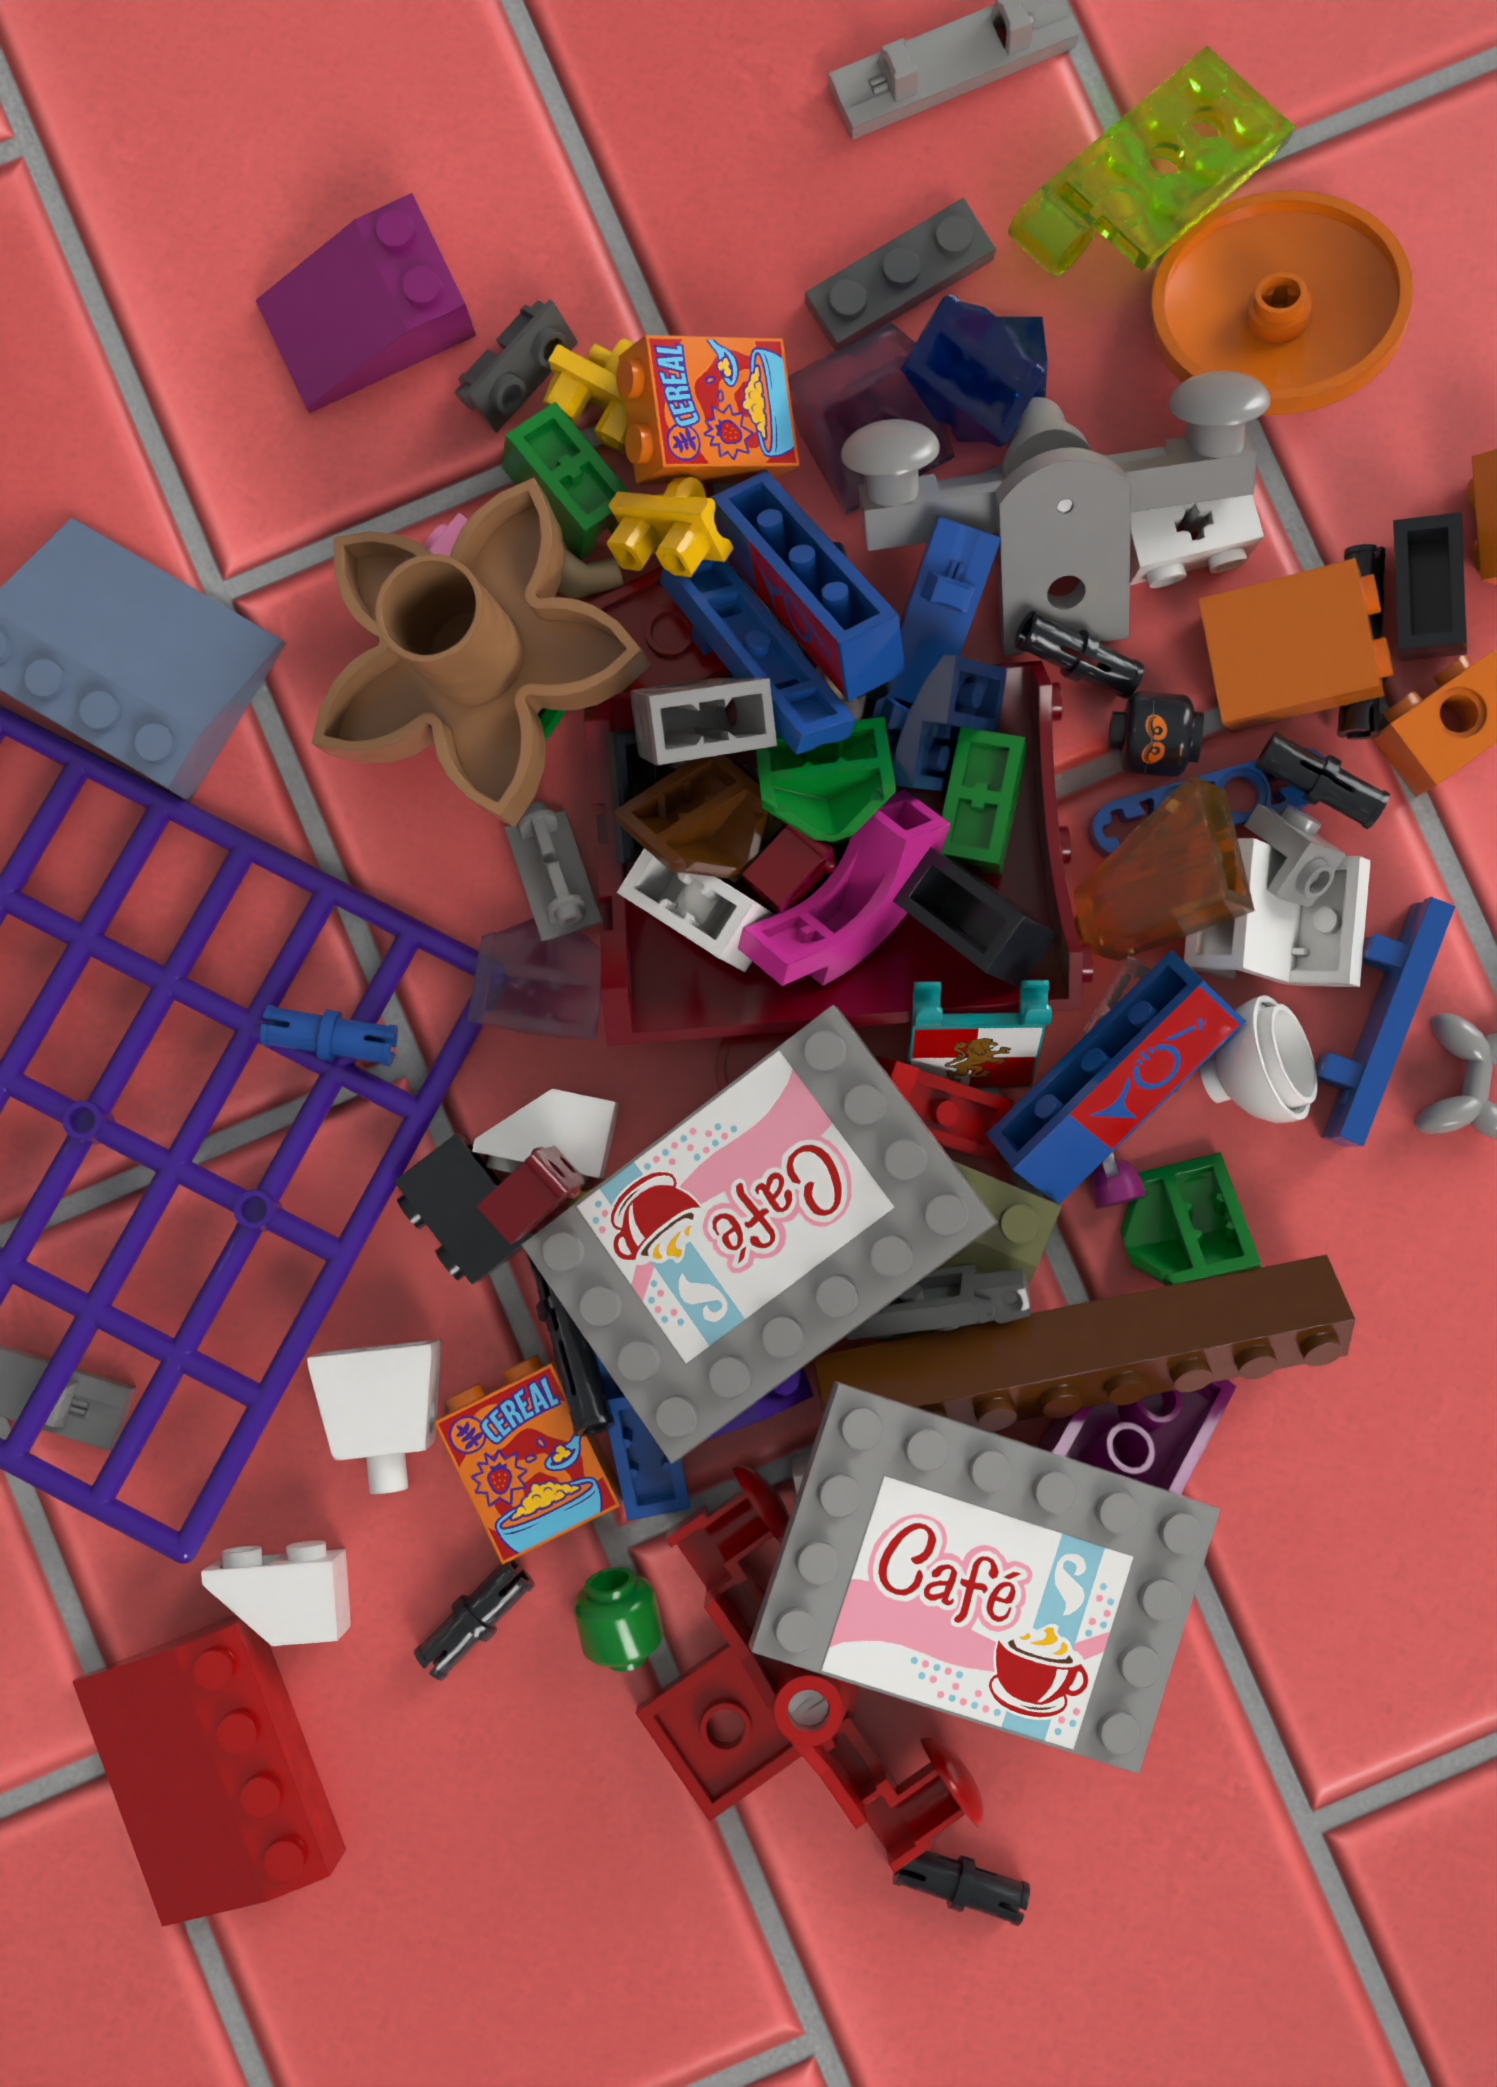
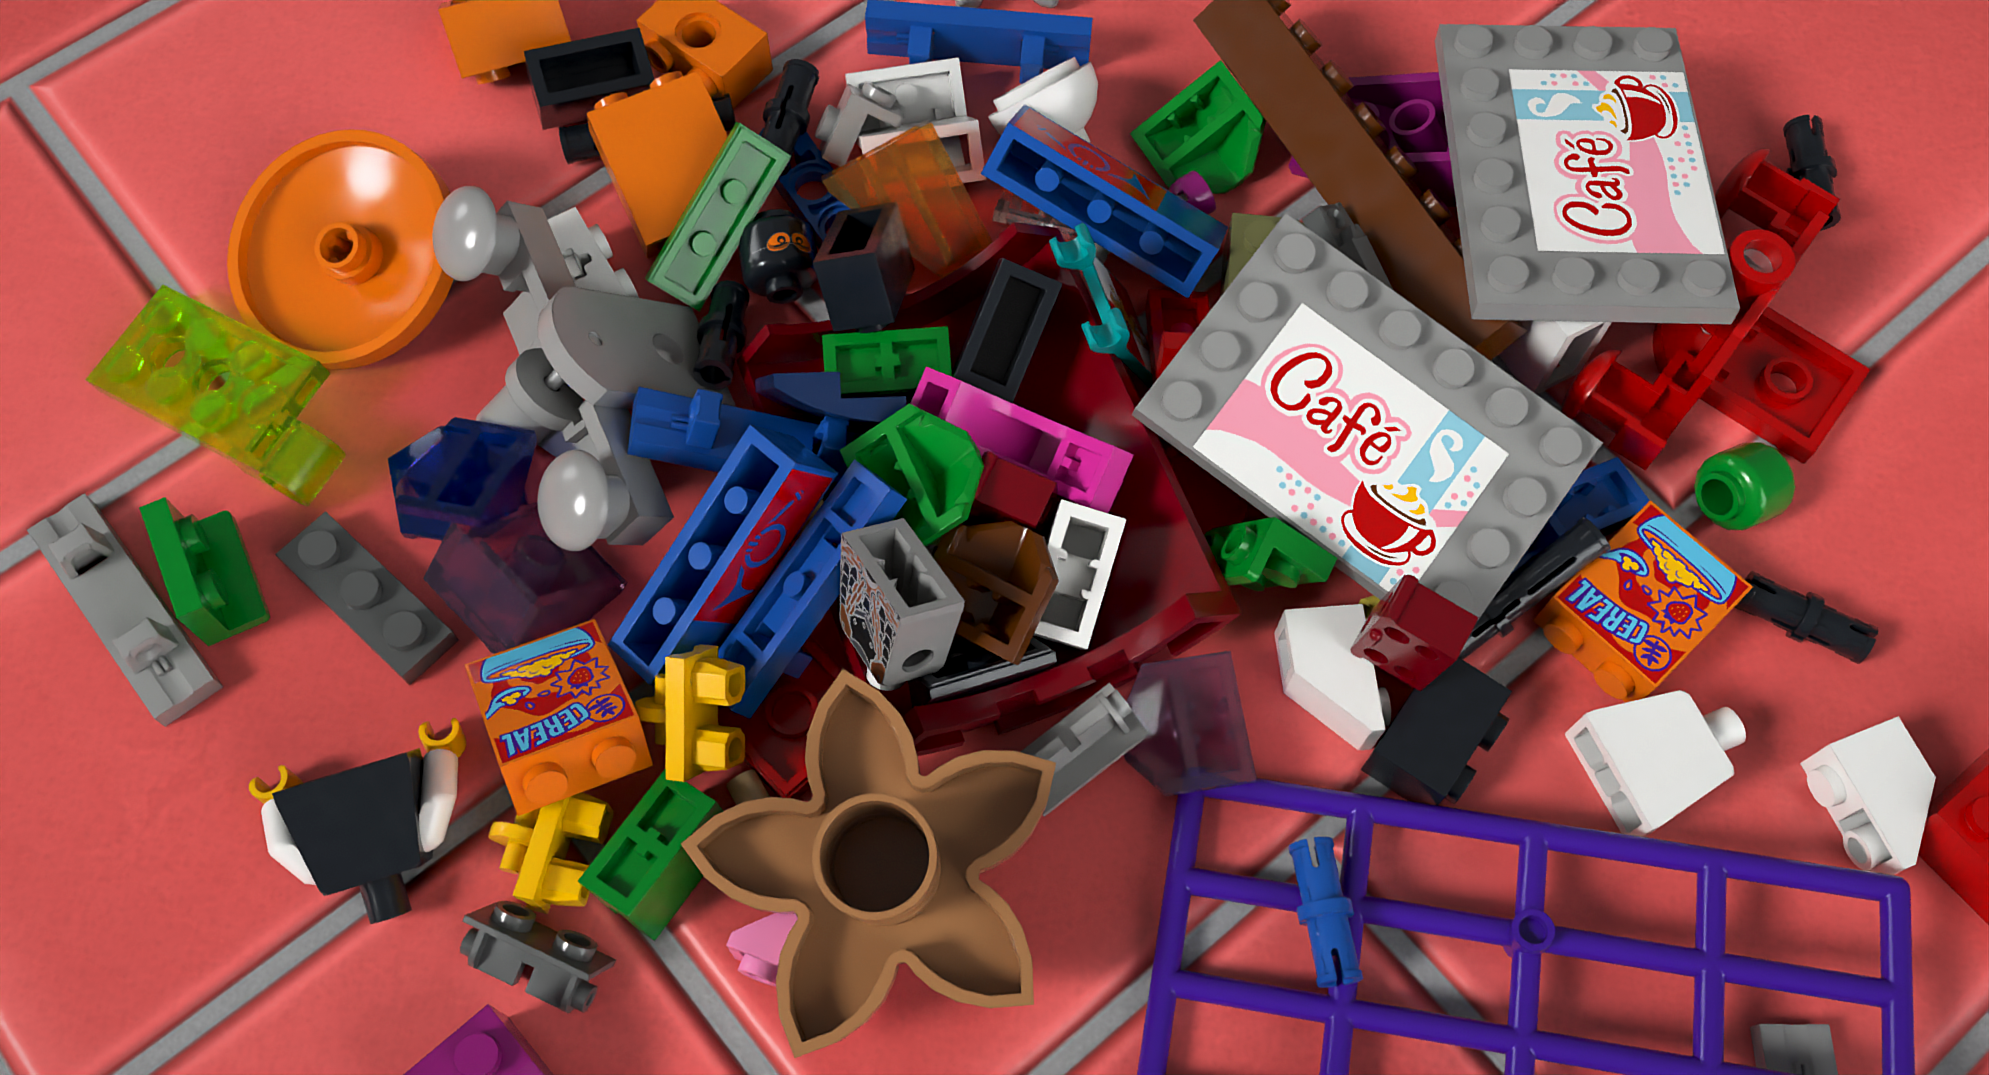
camera: 115 degrees left, 20 degrees down
(669, 235) = (365, 821): none -> black torso
(676, 1083) = (1268, 555): none -> green bracket
(958, 128) = (205, 571): none -> green bracket
(1085, 795) = (864, 268): none -> black piece
(1210, 676) = (717, 216): none -> green tile

